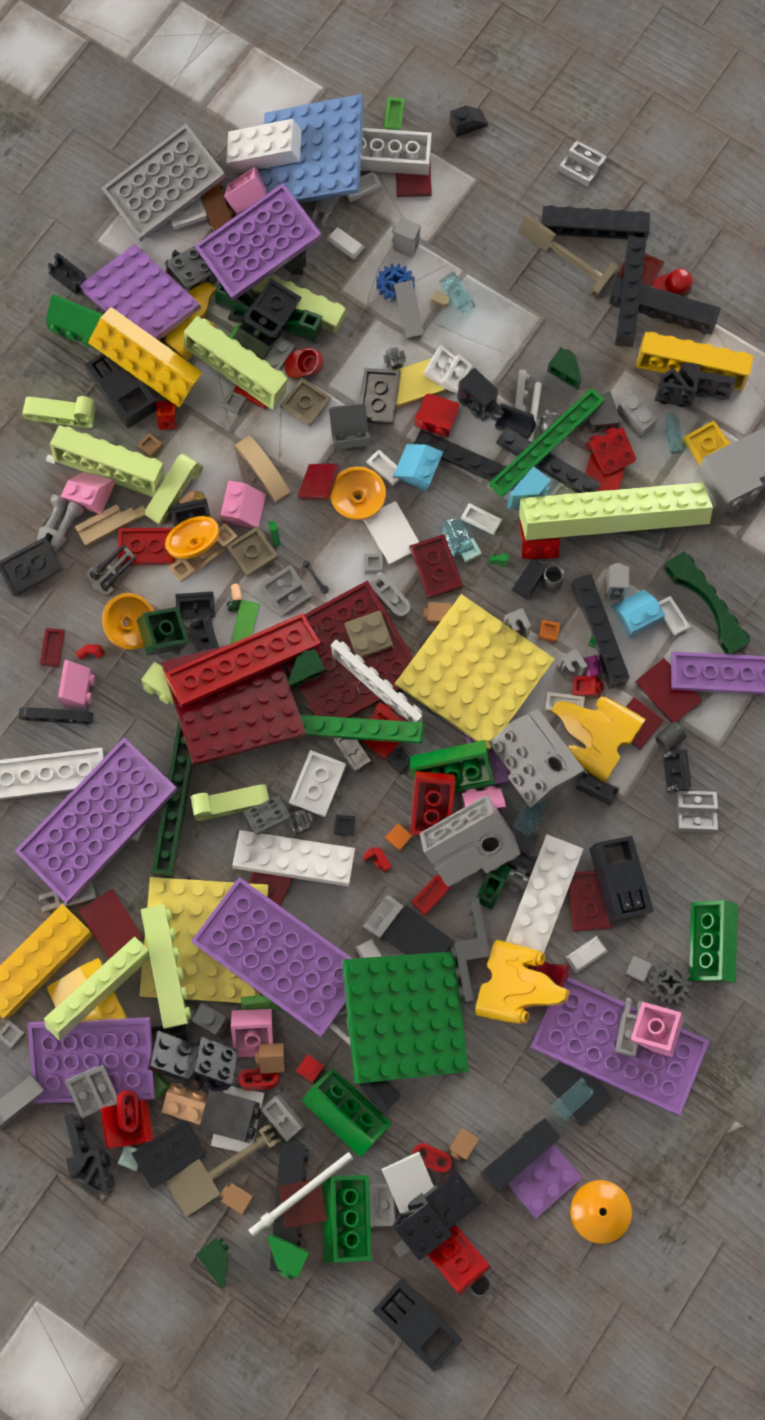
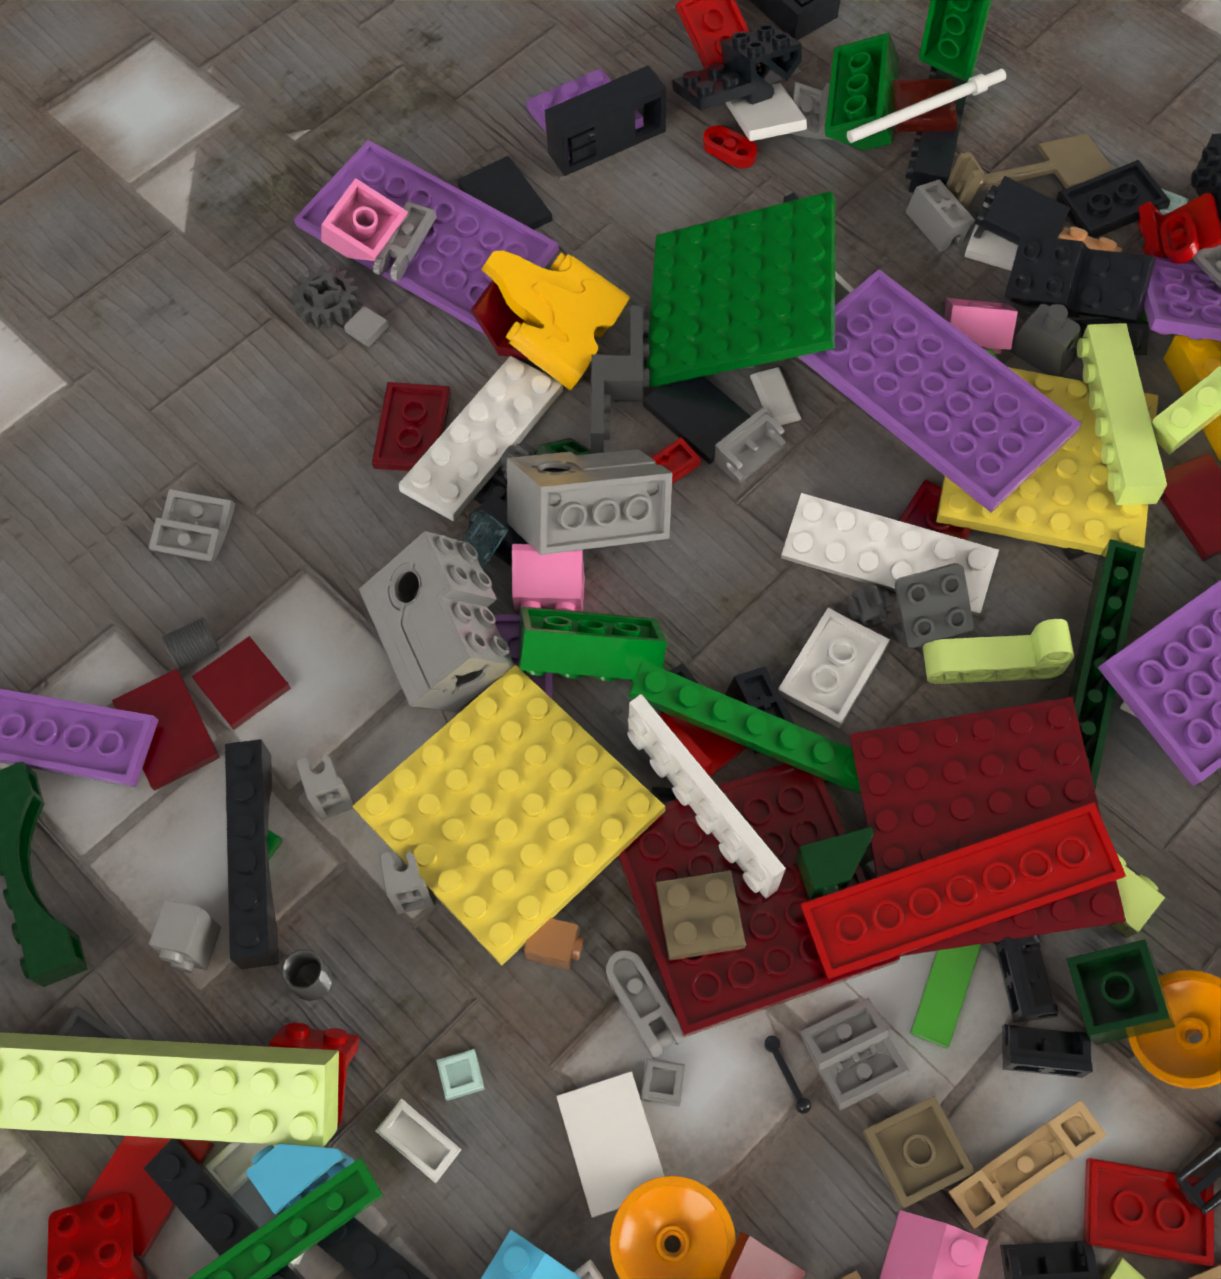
camera: 165 degrees left, 10 degrees down
(192, 537) = (1066, 1204): light orange dish -> none
(215, 1259) = (1051, 78): dark green slope -> none
(236, 1198) = (1014, 136): medium nougat brick -> none
(237, 596) = (958, 1052): arm -> none
(258, 1080) = (972, 264): red plate -> none
(271, 1058) = (953, 282): medium nougat brick -> none
(274, 533) = (868, 1188): green tile -> none
(310, 1069) = (896, 260): red brick -> none
(344, 825) = (793, 597): black tile -> none
(346, 1112) = (863, 221): green slope -> none
(381, 861) = (742, 531): red bracket -> none
(398, 837) = (703, 563): orange tile -> none
(431, 800) = (637, 585): red brick -> none
(435, 566) = (536, 1049): dark red tile -> none
(456, 536) = (479, 1105): clear light blue slope -> none
(463, 1145) = (681, 153): medium nougat brick -> none
(501, 560) = (403, 1039): green tile -> none
(529, 579) = (351, 986): black panel -> none
(549, 631) = (347, 878): orange tile -> none
(553, 697) = (357, 736): white tile -> none
(572, 1099) = (516, 178): clear light blue hinge -> none
(586, 954) = (438, 357): white tile -> none
(586, 1215) = (510, 70): light orange dish -> none
(587, 686) = (306, 746): red bracket -> none
(593, 665) = (286, 784): magenta plate -> none
(597, 789) = (340, 581): black hinge -> none
(600, 732) = (313, 666): yellow rock -> none
(620, 879) = (351, 427): black piece -> none
(638, 613) = (162, 869): medium azure slope -> none
(673, 616) = (105, 865): white tile -> none
(677, 770) = (200, 588): black hinge -> none
(713, 942) = (239, 338): green slope -> none

